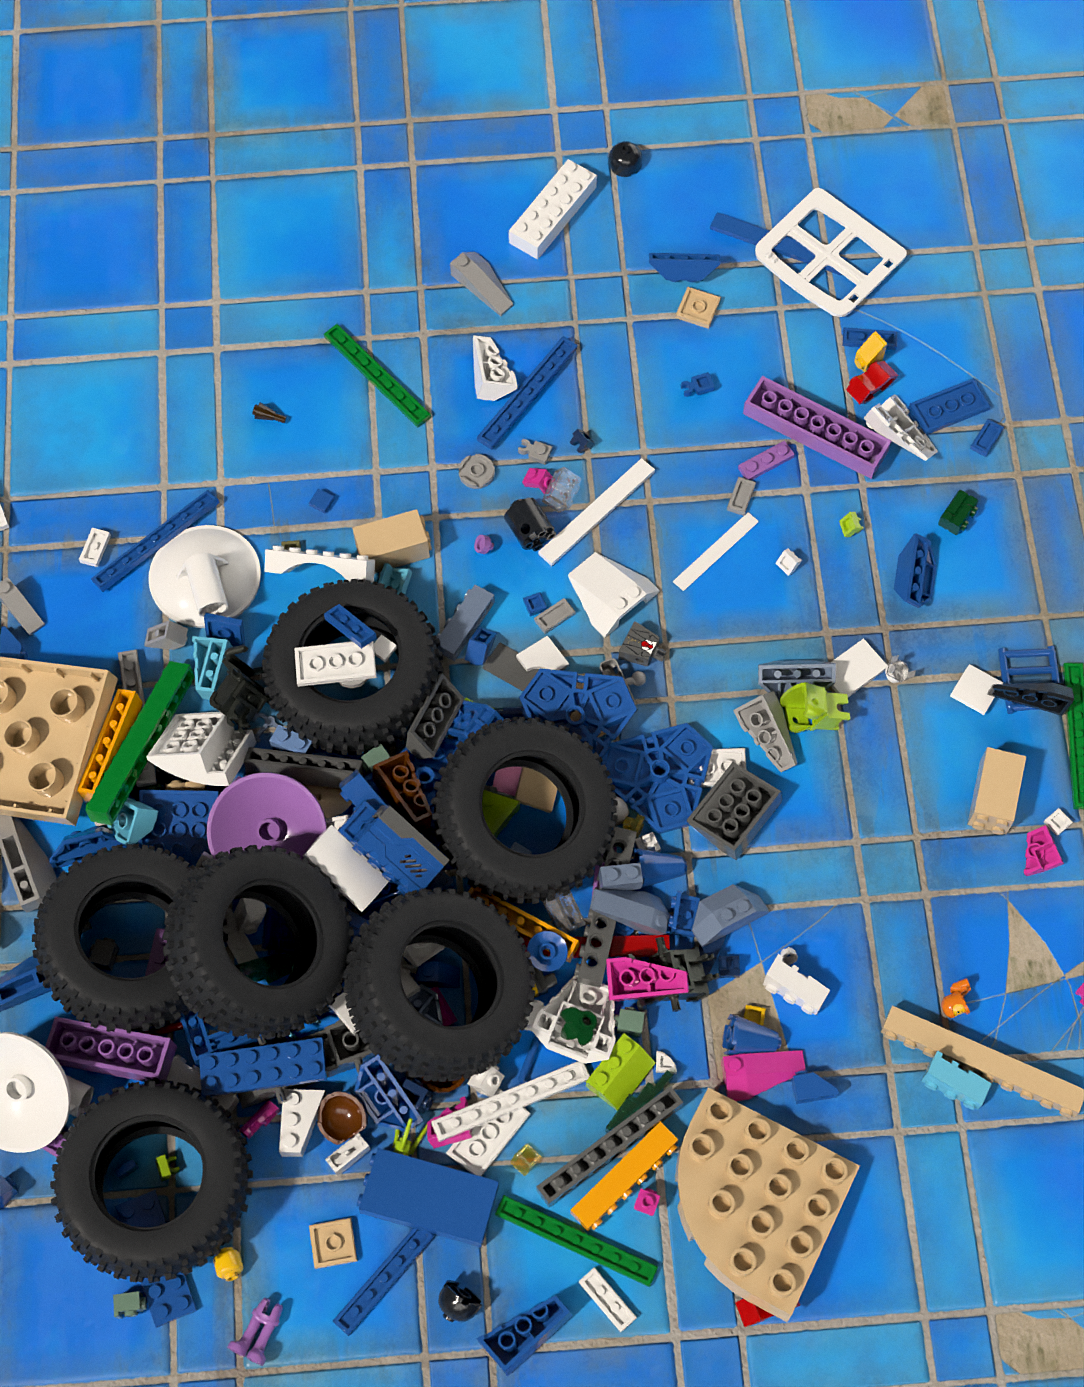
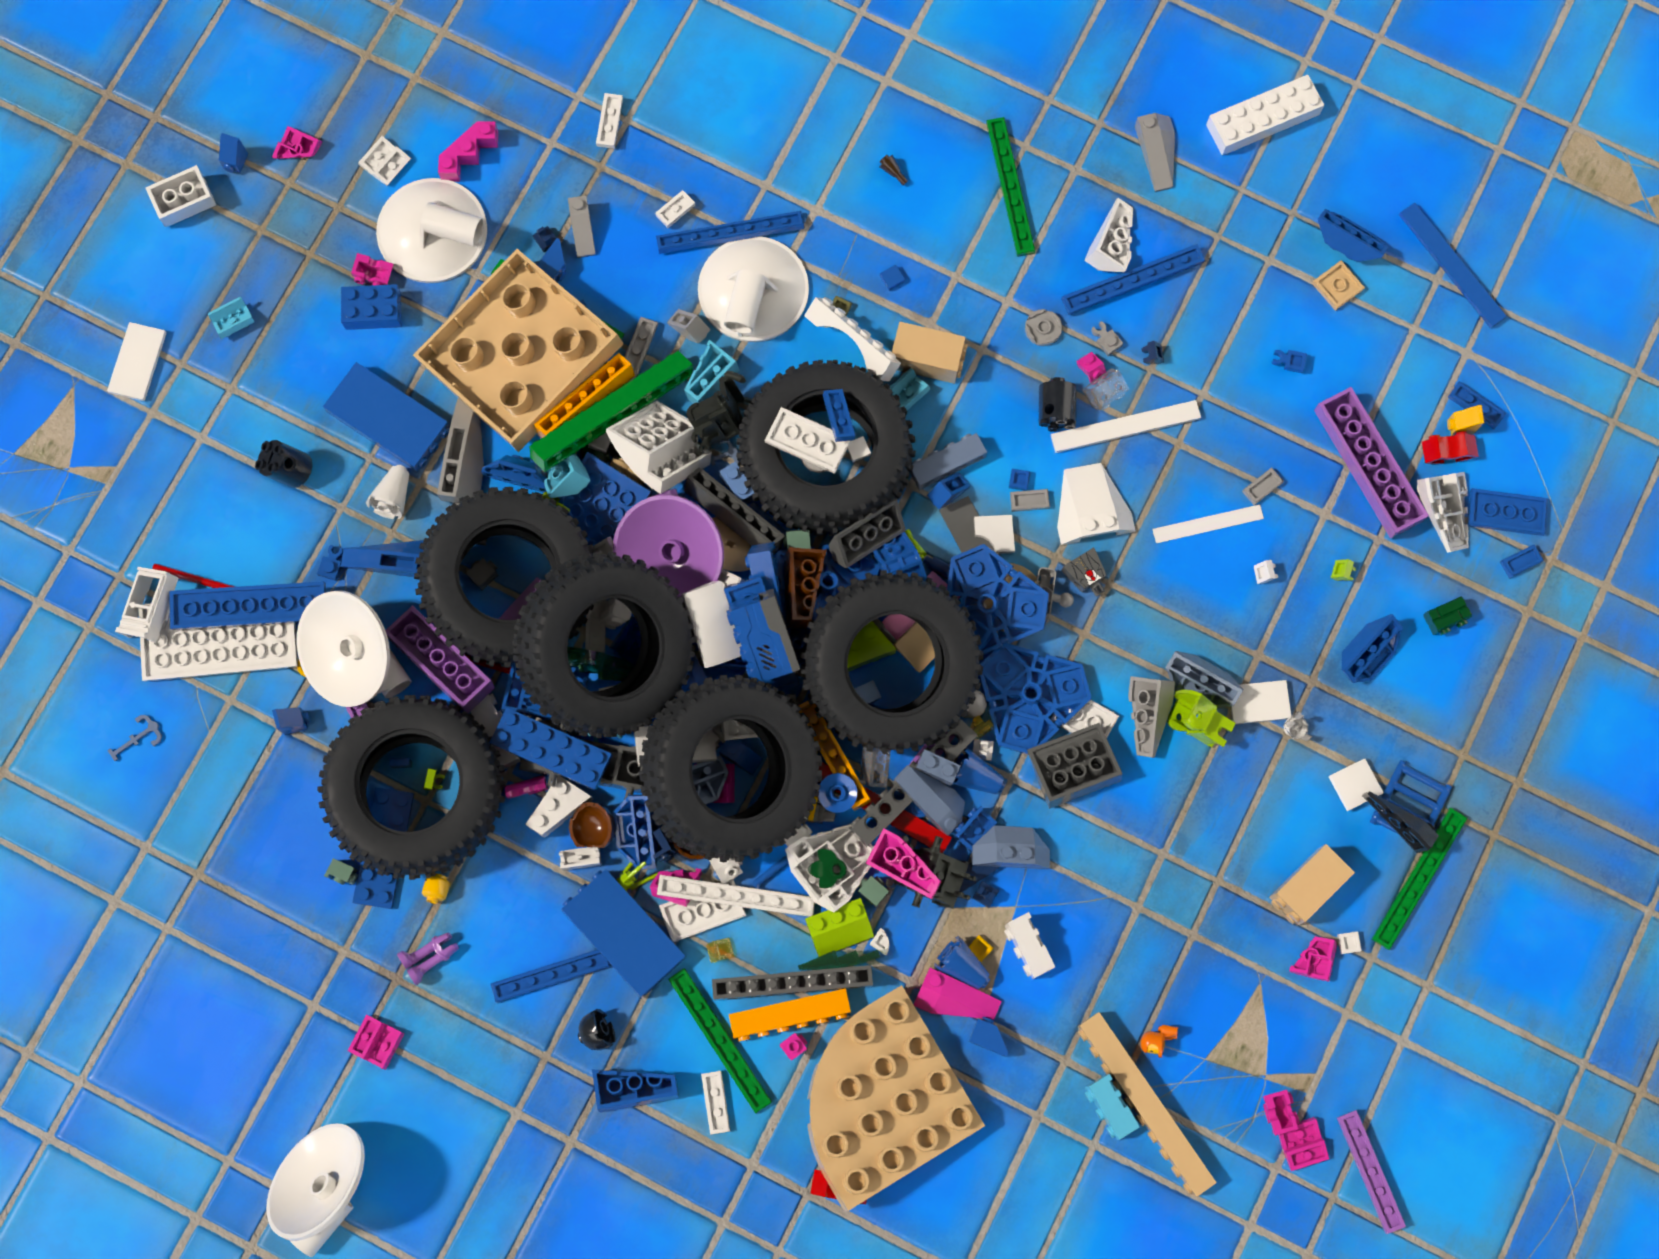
camera: 30 degrees right, 10 degrees up
(224, 628) = (739, 350): blue tile -> none
(333, 1243) = (527, 922): tan tile -> none
(483, 544) = (1007, 399): medium lavender tile -> none
(625, 159) = (1363, 102): black cylinder -> none
(766, 461) = (1306, 467): medium lavender plate -> none
(792, 958) = (1041, 916): white hinge -> none
(829, 254) = (1491, 302): white window -> none

